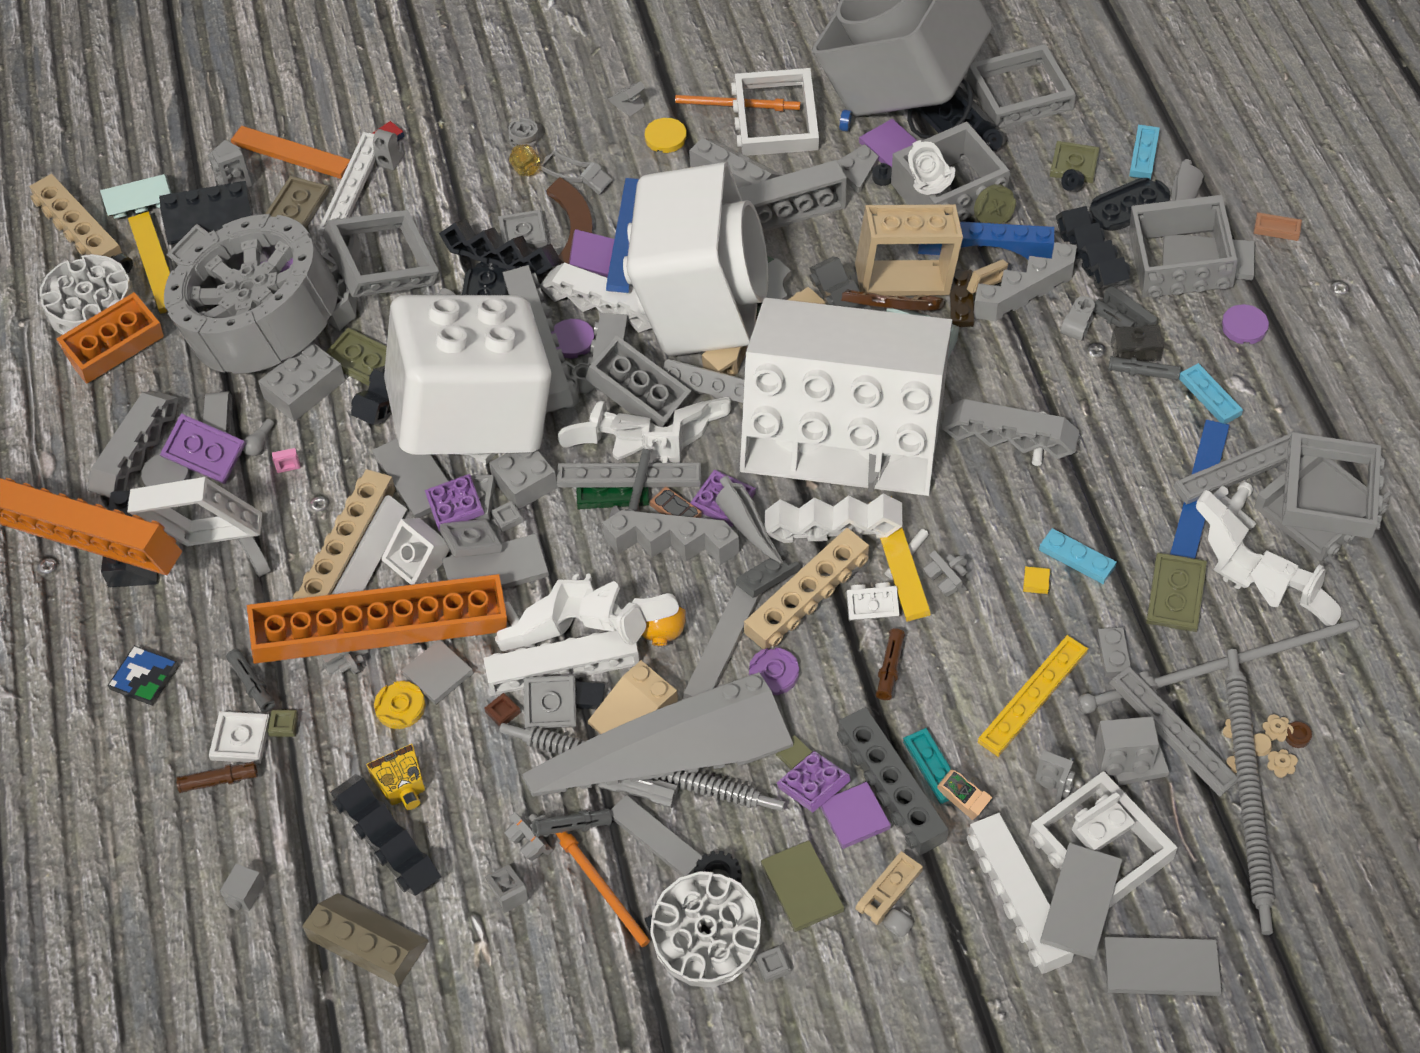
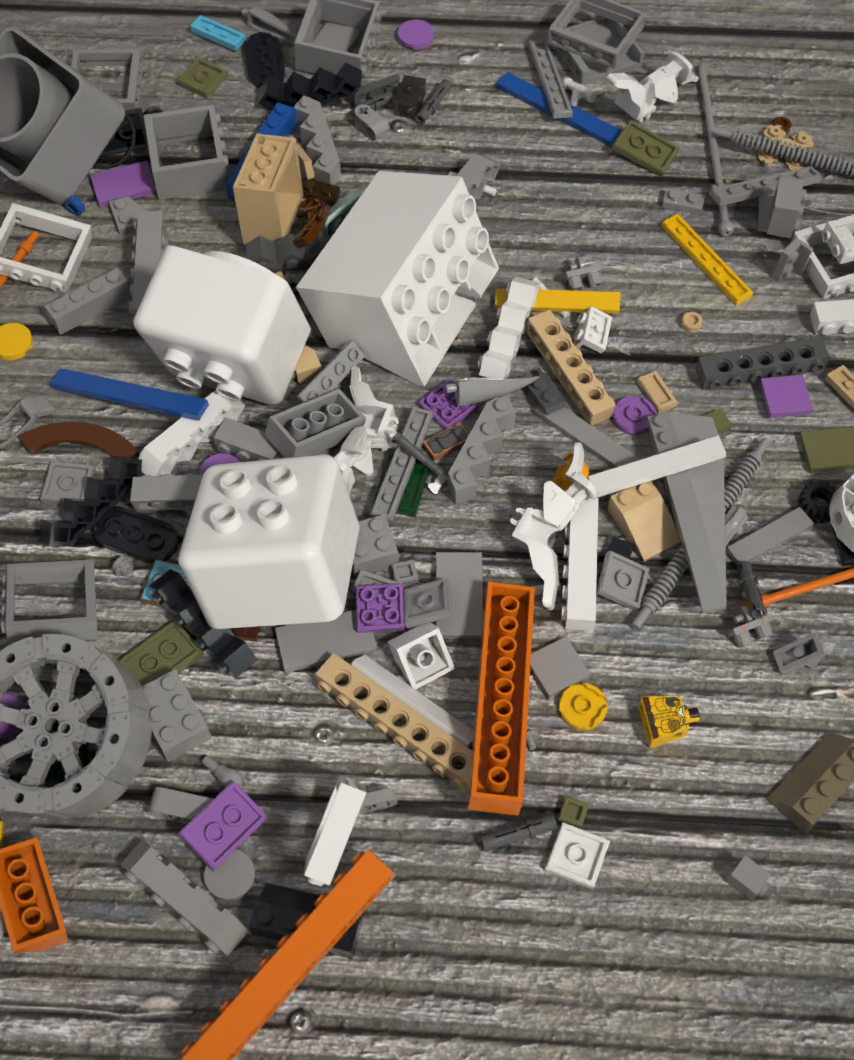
camera: 75 degrees left, 5 degrees up
(143, 675) = (478, 937): tile -> none
(227, 774) = (620, 883): reddish brown pin -> none
(286, 460) = (266, 750): bright pink tile -> none
(388, 839) = (717, 745): black brick -> none
(502, 710) = (613, 623): copper tile -> none
(591, 252) = (134, 429): medium lavender tile -> none
(686, 690) = (658, 466): none -> white tile
(813, 781) = (750, 413): medium lavender tile -> none
(814, 685) = (657, 391): none -> tan tile
(882, 174) = (148, 200): black tile -> none
(888, 673) = (664, 339): reddish brown pin -> none
(928, 759) = (751, 337): teal tile -> none
(929, 168) = (192, 147): white helmet -> none
(929, 699) = (691, 322): none -> tan tile
(963, 794) = (791, 319): light nougat leg -> none
(994, 205) = (233, 133): olive tile -> none
(1036, 580) = (604, 225): yellow tile -> none
(1072, 180) = (225, 87): black tile -> none
(1077, 556) = (590, 195): medium azure plate -> none
(1210, 394) = (474, 72): medium azure plate -> none

